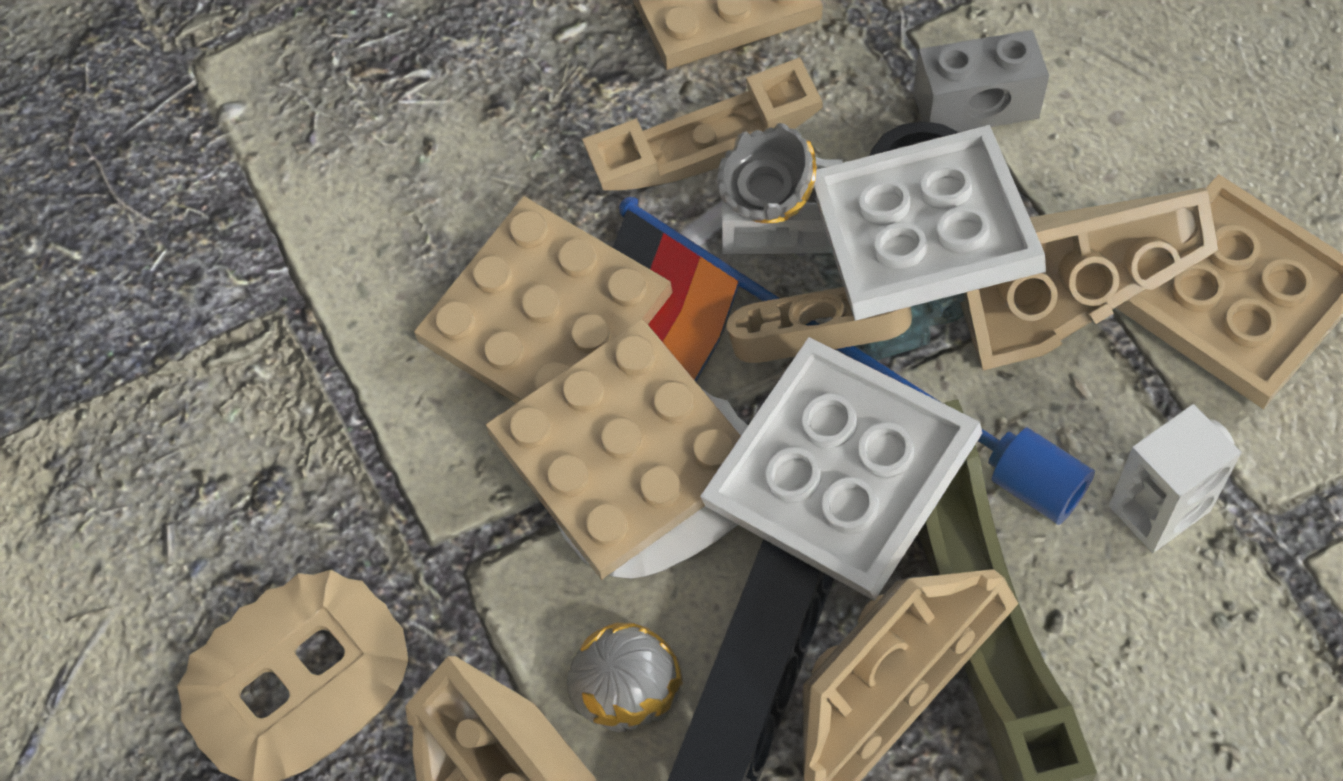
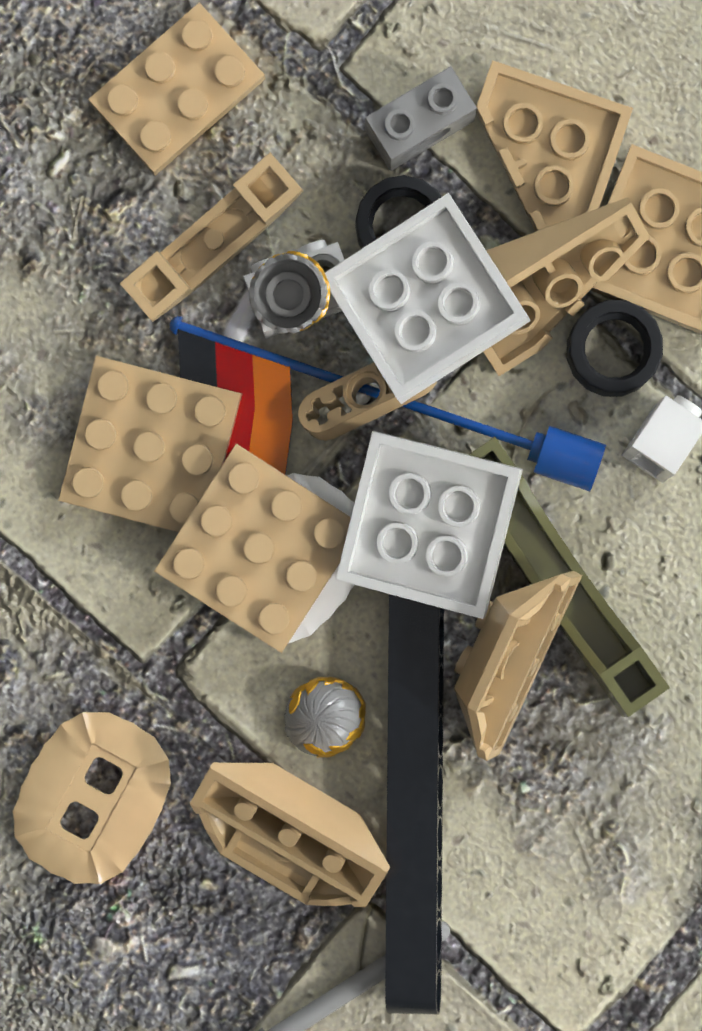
camera: 25 degrees left, 25 degrees up
(1123, 141) = (551, 141): none -> tan plate
(1143, 336) = (626, 312): none -> black tyre

